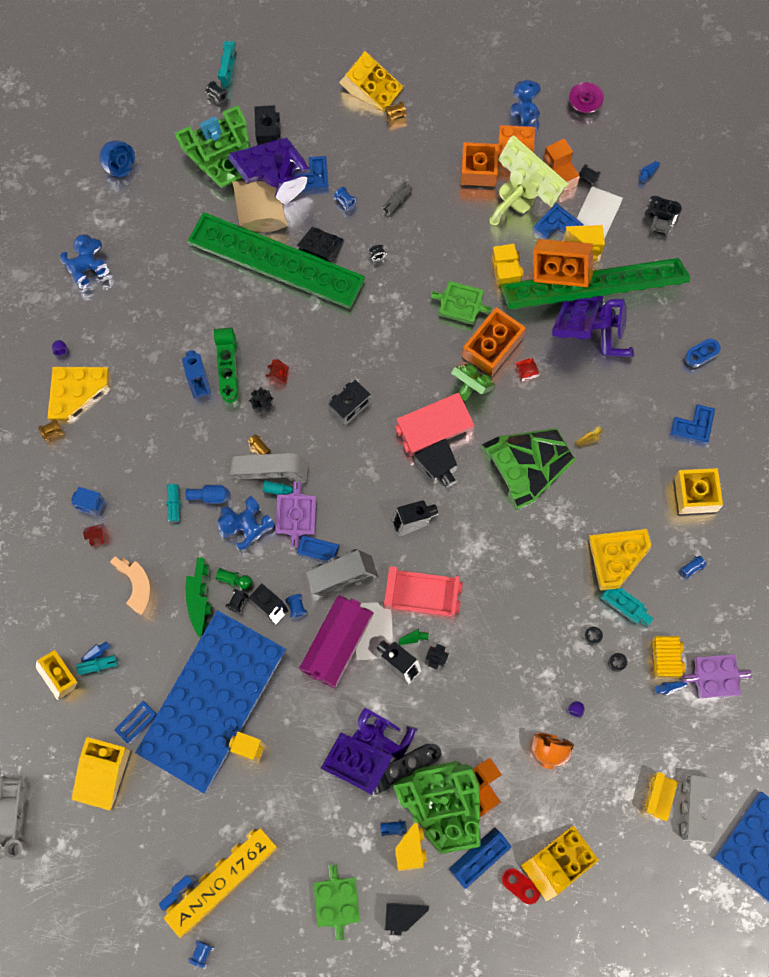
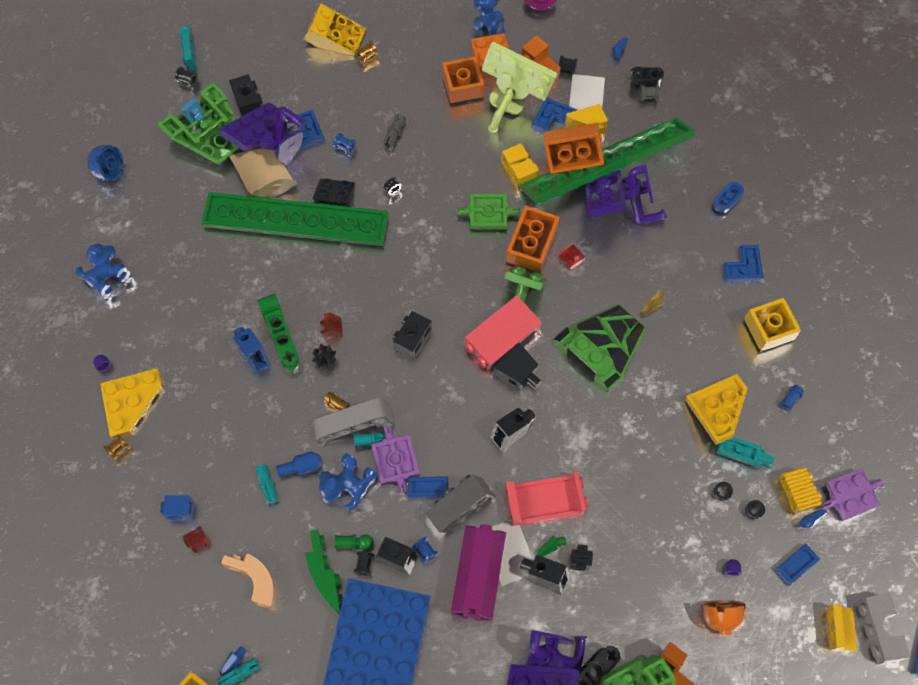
camera: 20 degrees left, 5 degrees down
(640, 725) = (797, 564): none -> blue tile

